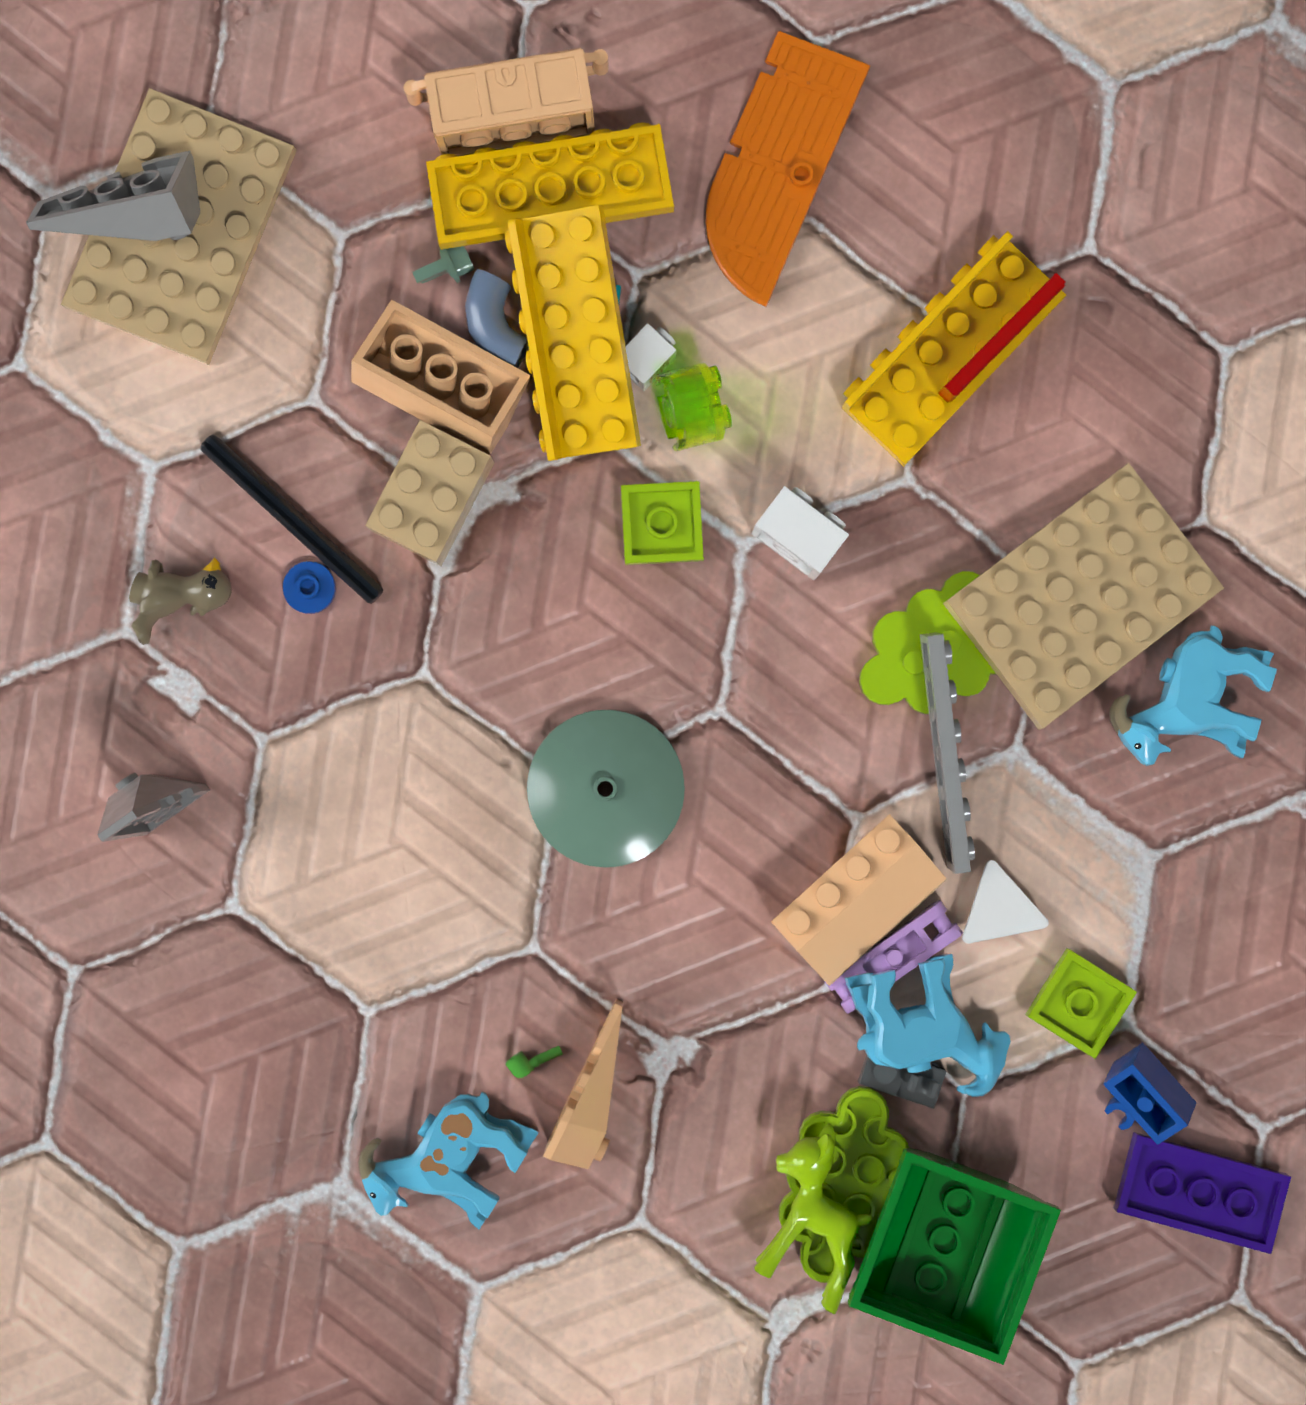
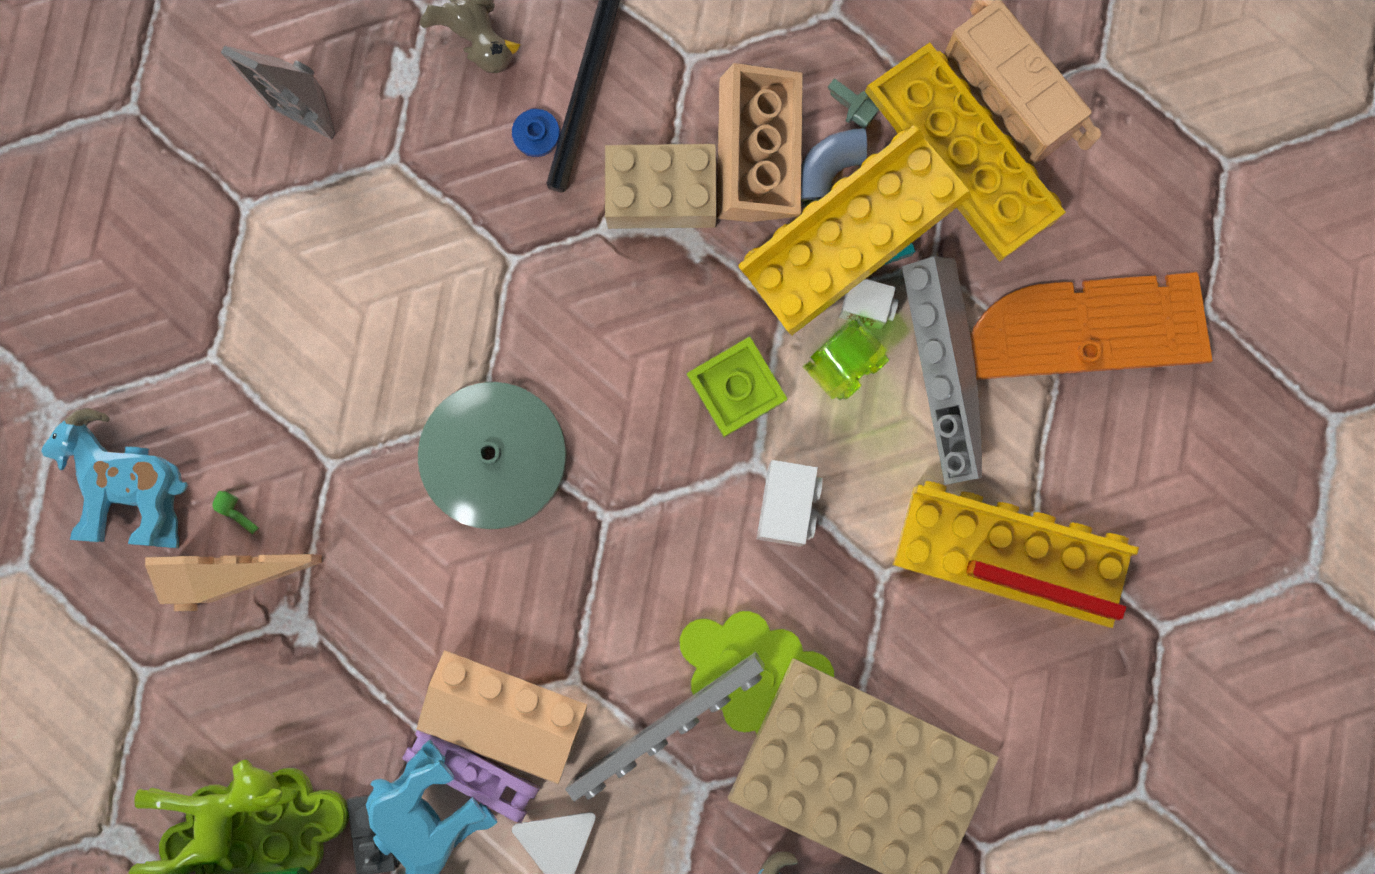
camera: 65 degrees right, 5 degrees down
(746, 314) = (946, 364): none -> light grey slope

